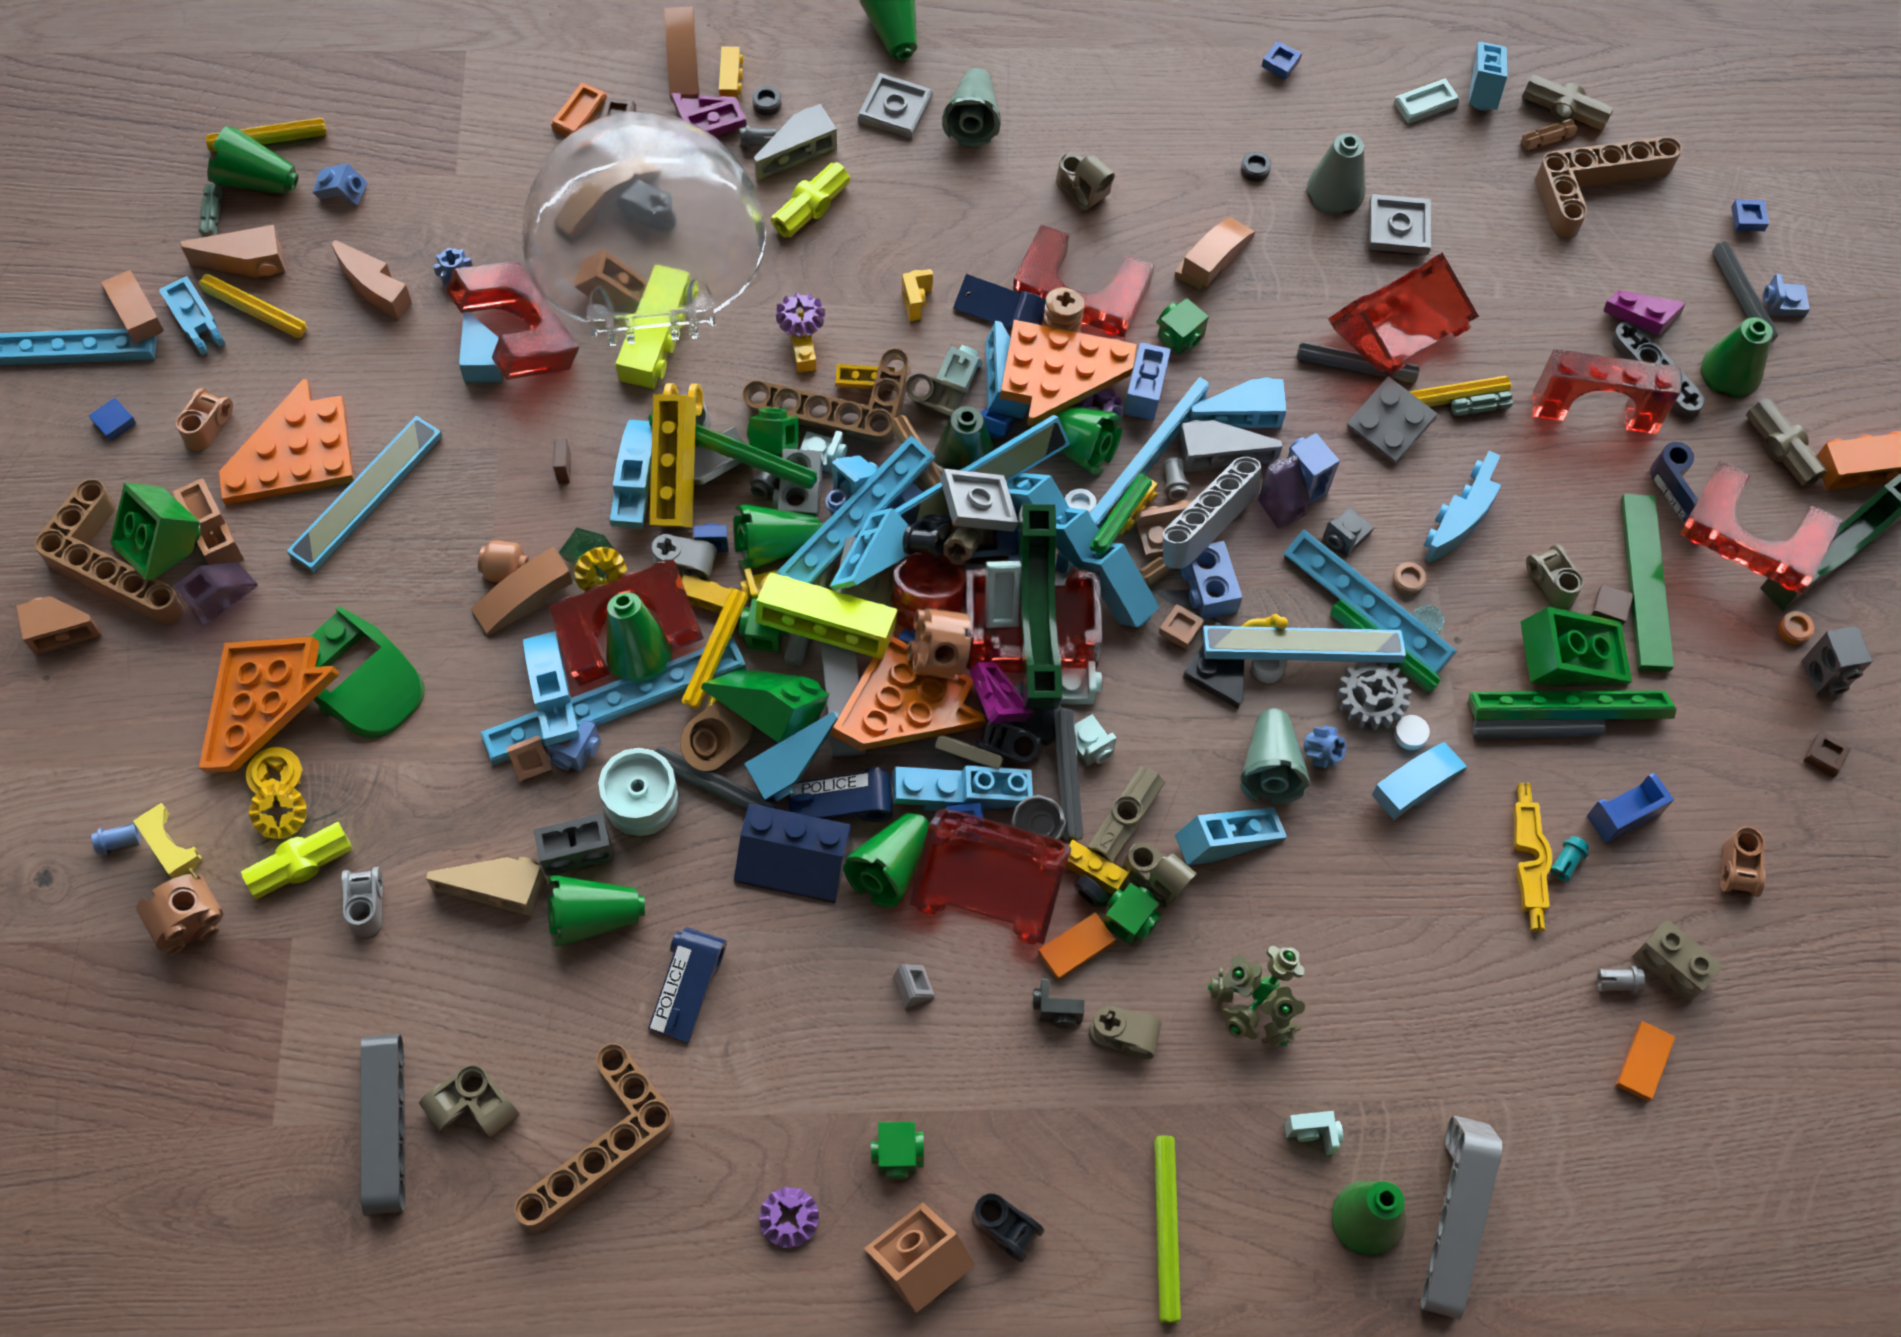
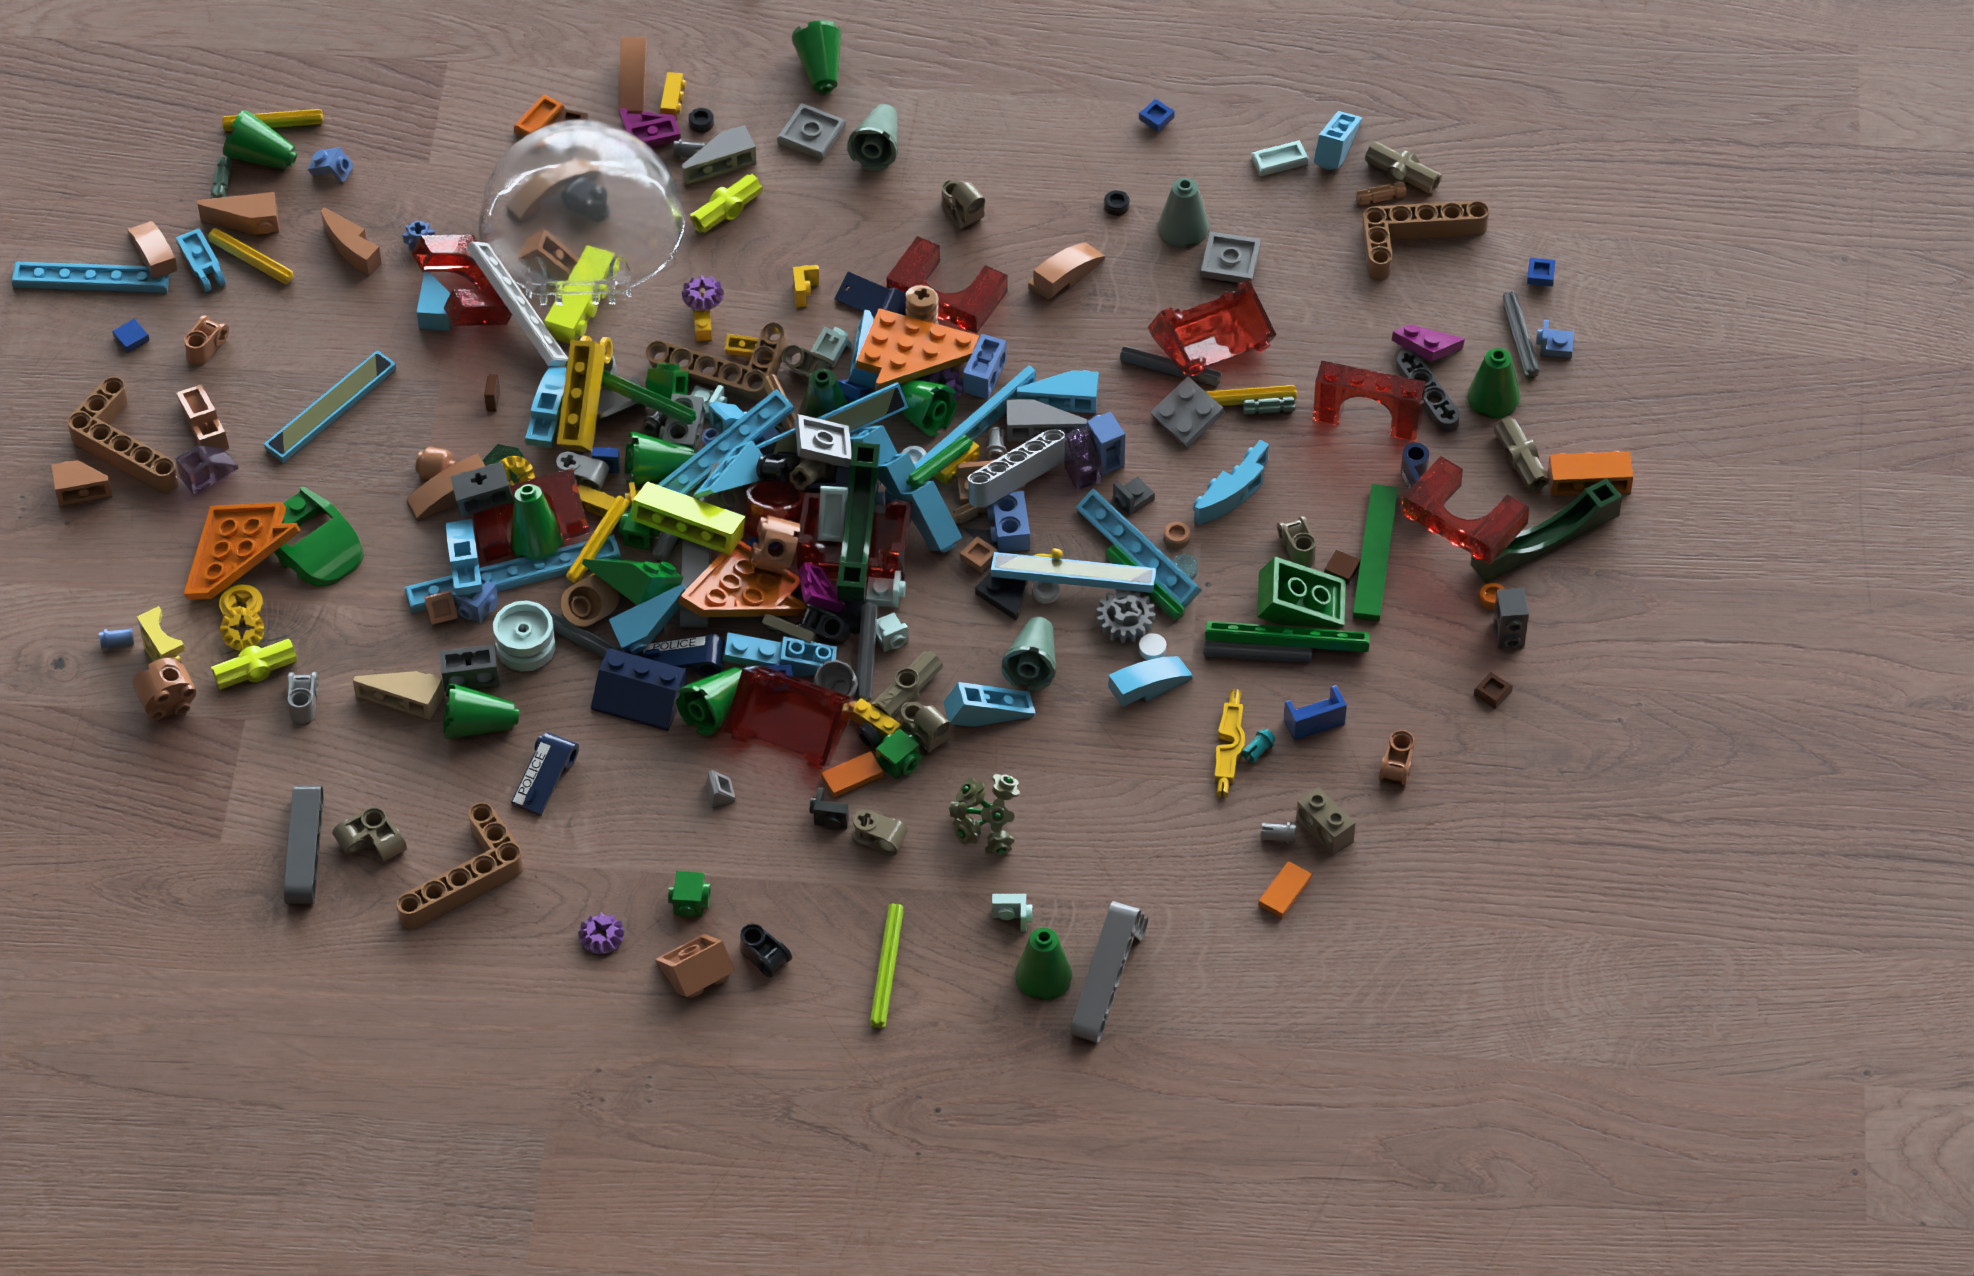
camera: 10 degrees right, 10 degrees down
(153, 529) = (160, 417): green slope -> none
(293, 450) = (274, 370): orange wing -> none
(564, 597) = (482, 489): none -> dark grey brick
(580, 345) = (517, 304): none -> white tile
(1182, 325) = (1024, 326): green brick -> none
(1324, 746) = (1076, 649): medium blue gear -> none

